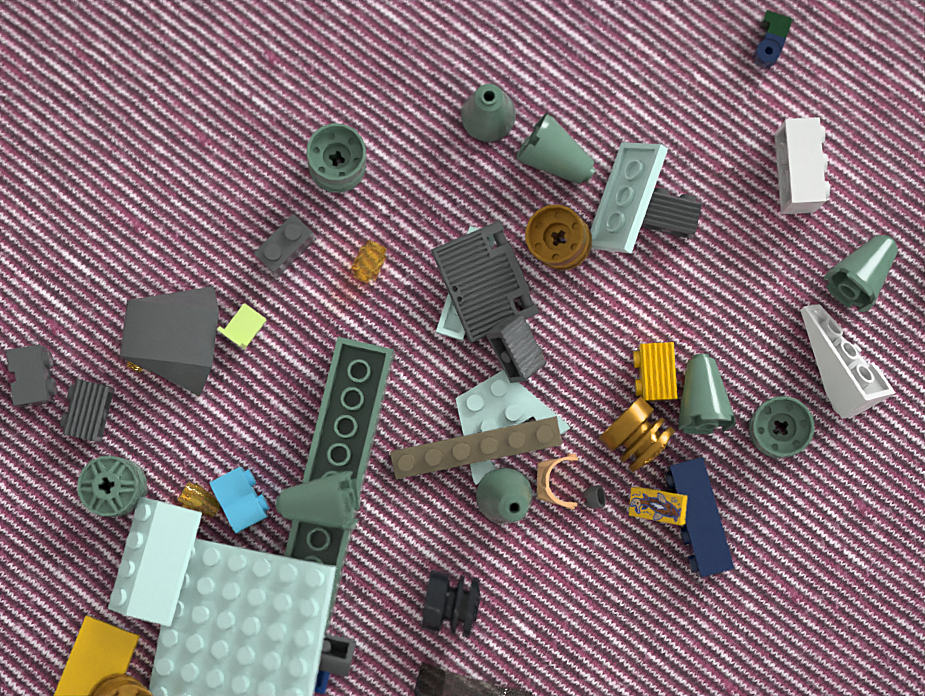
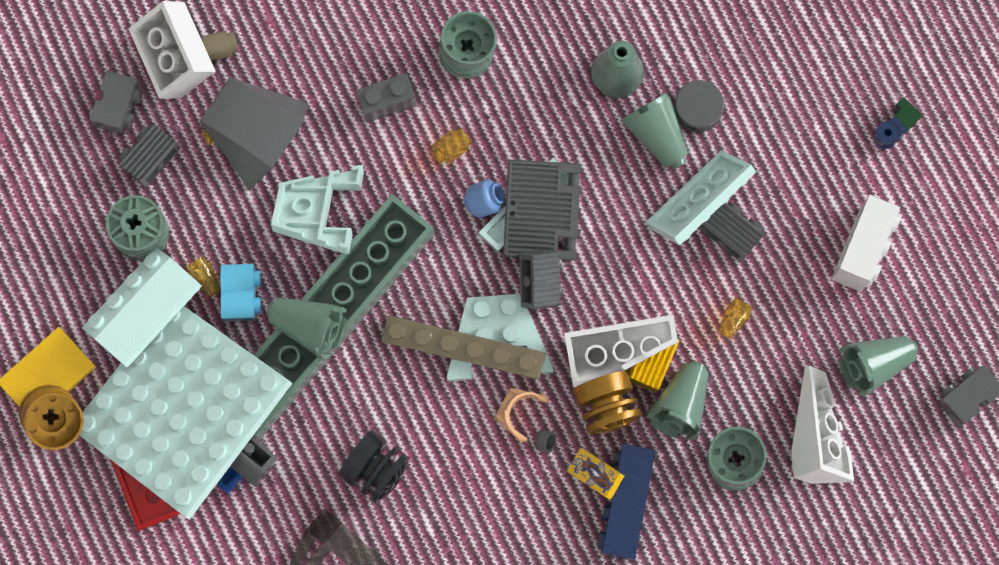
camera: 20 degrees right, 5 degrees down
(58, 300) = (171, 50): none -> white brick
(101, 273) = (220, 45): none -> dark tan brick
(243, 326) = (316, 149): yellowish green bracket -> none
(260, 386) = (304, 209): none -> light aqua wing
(425, 296) = (484, 198): none -> medium blue head
(504, 495) = (463, 389): sand green cone -> none
(554, 222) = (620, 189): pearl gold wheel -> none
(581, 110) = (699, 106): none -> dark grey head
(616, 381) = (617, 346): none -> white wedge
(712, 294) = (735, 317): none -> clear yellow cone

